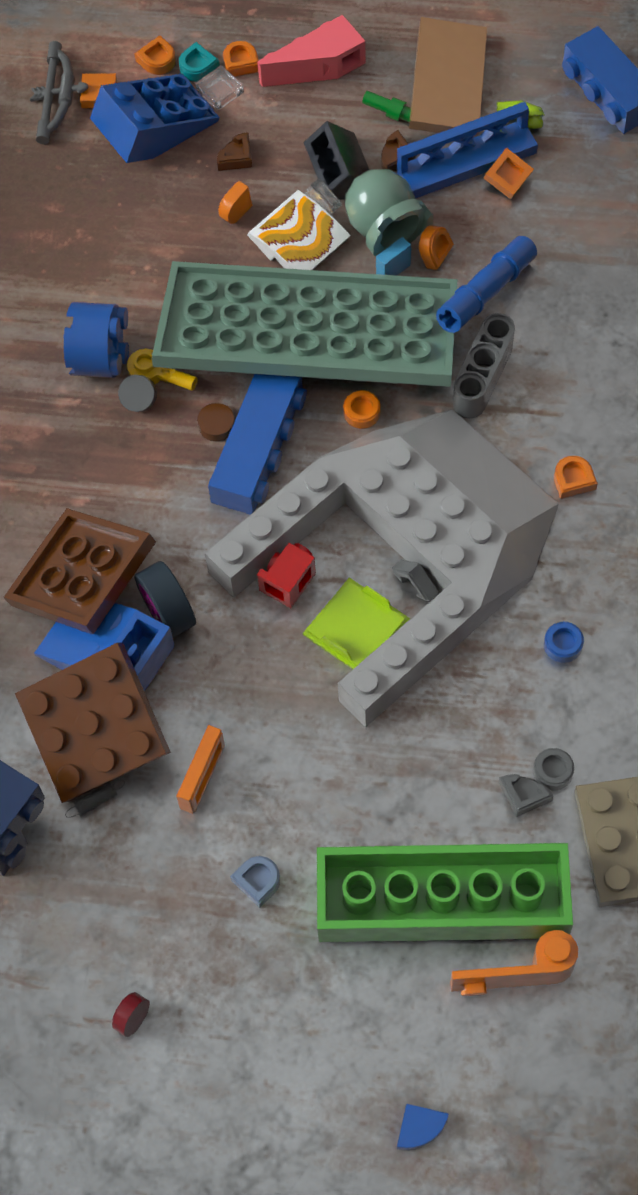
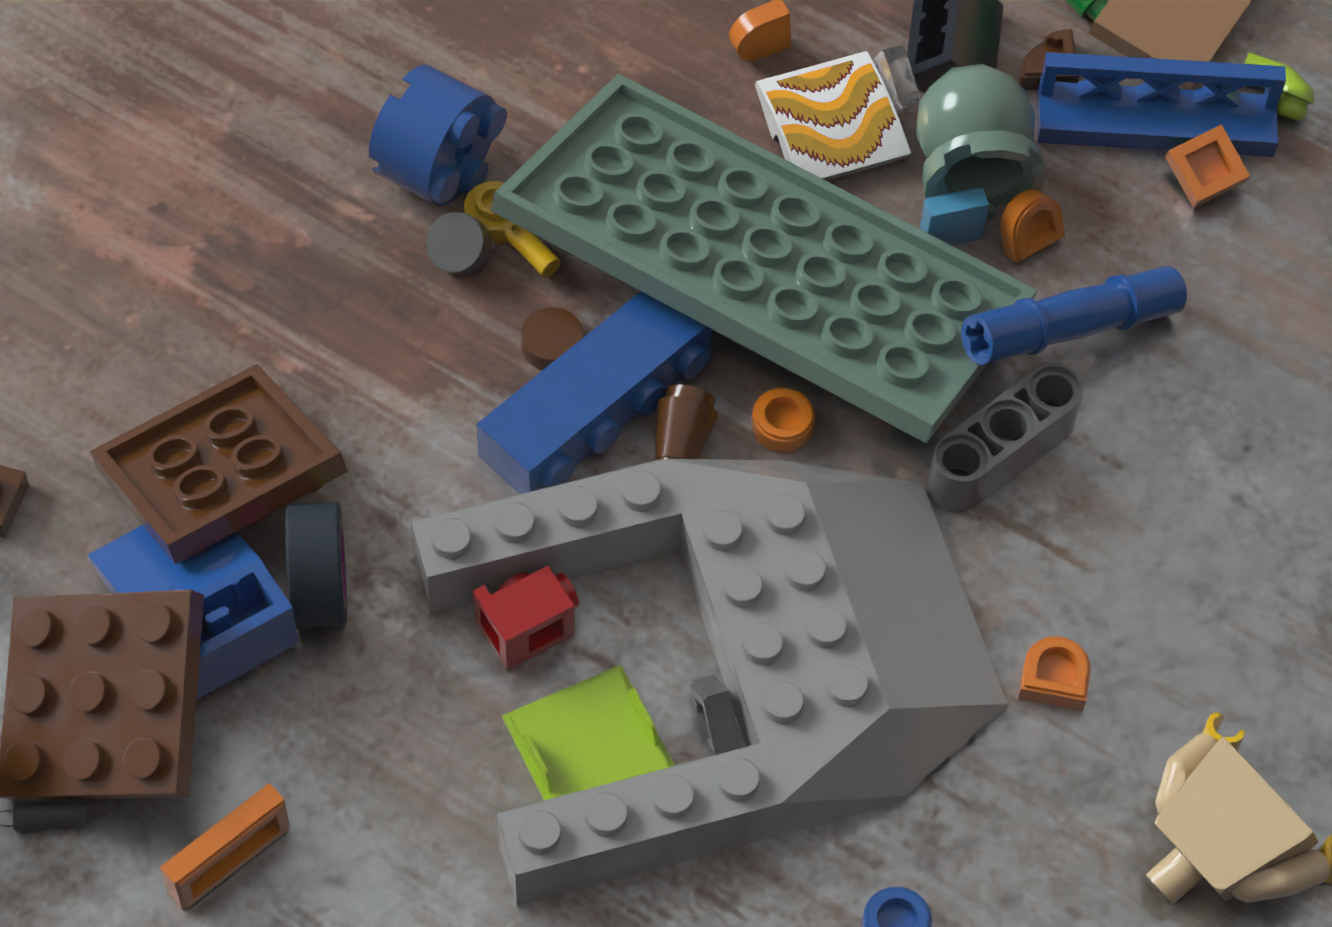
camera: 20 degrees right, 5 degrees down
(313, 435) = (683, 422): none -> reddish brown cone

